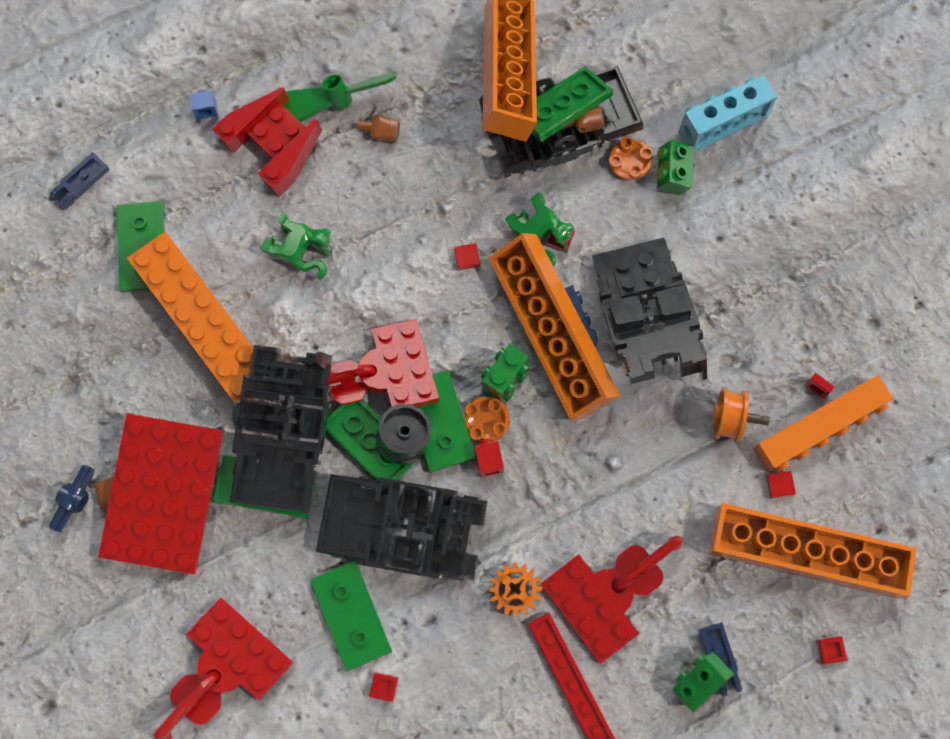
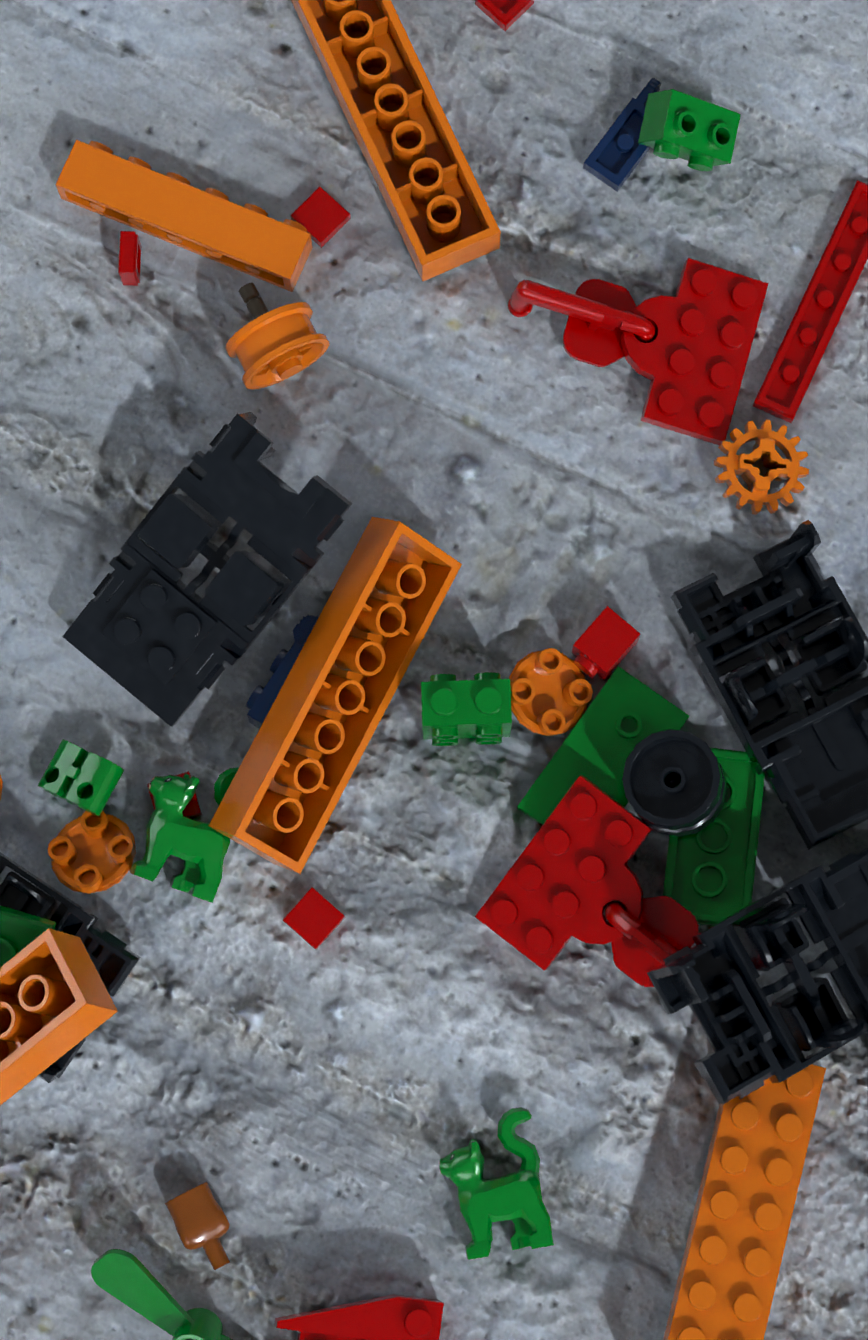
camera: 125 degrees left, 5 degrees up
(562, 190) = (92, 852): none -> orange dish
(597, 205) = (81, 777): none -> green piece

